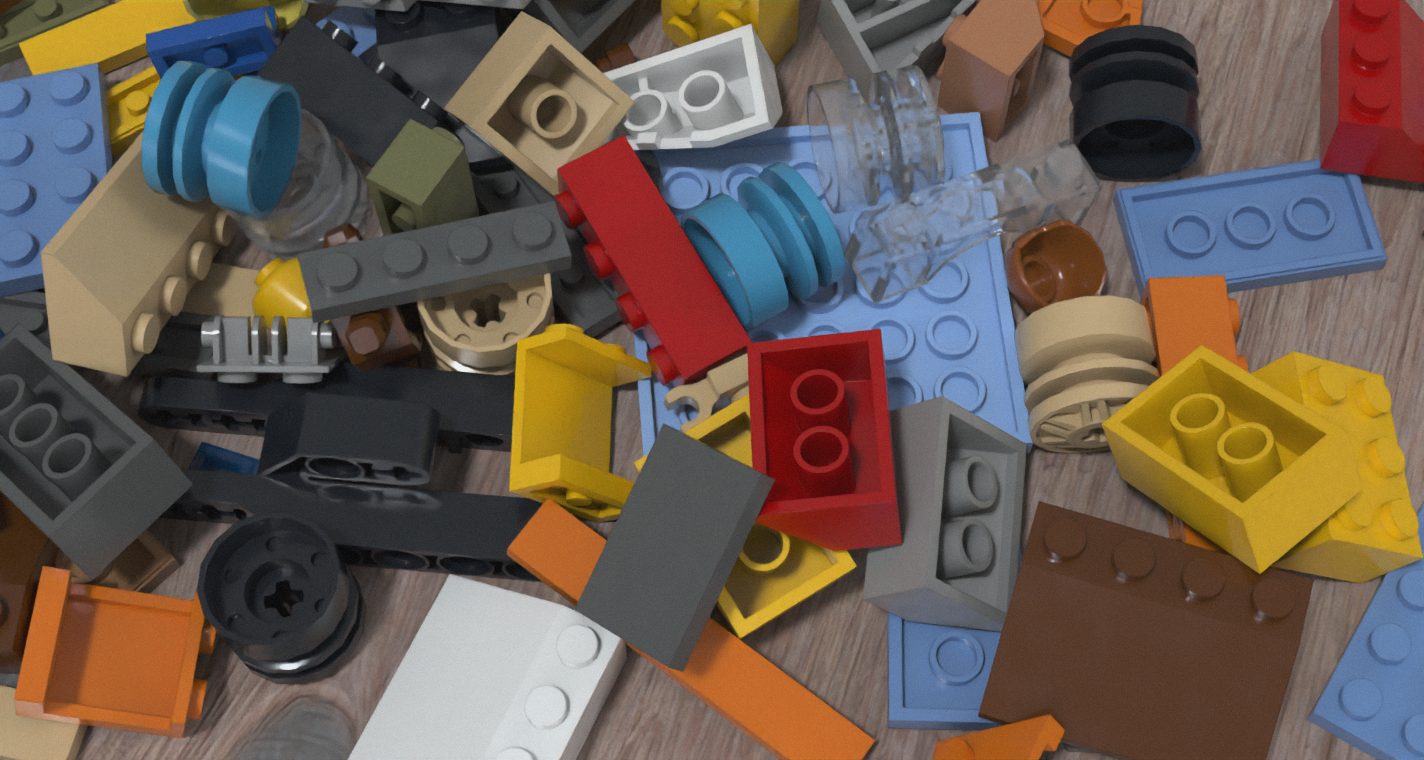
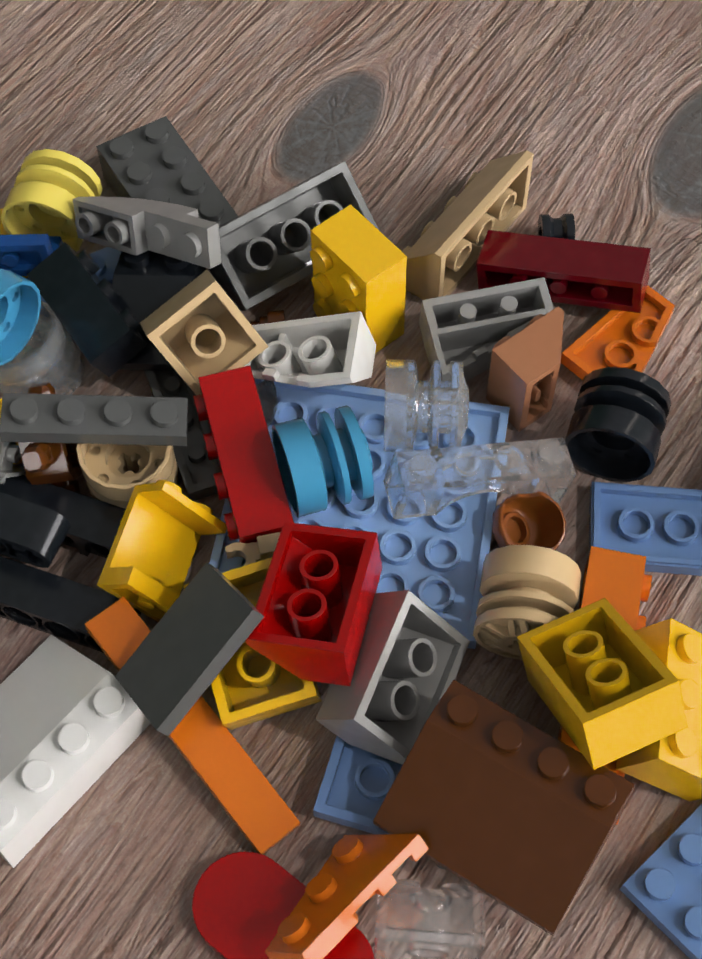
camera: 15 degrees right, 5 degrees down
(422, 180) = (104, 364): olive brick -> none

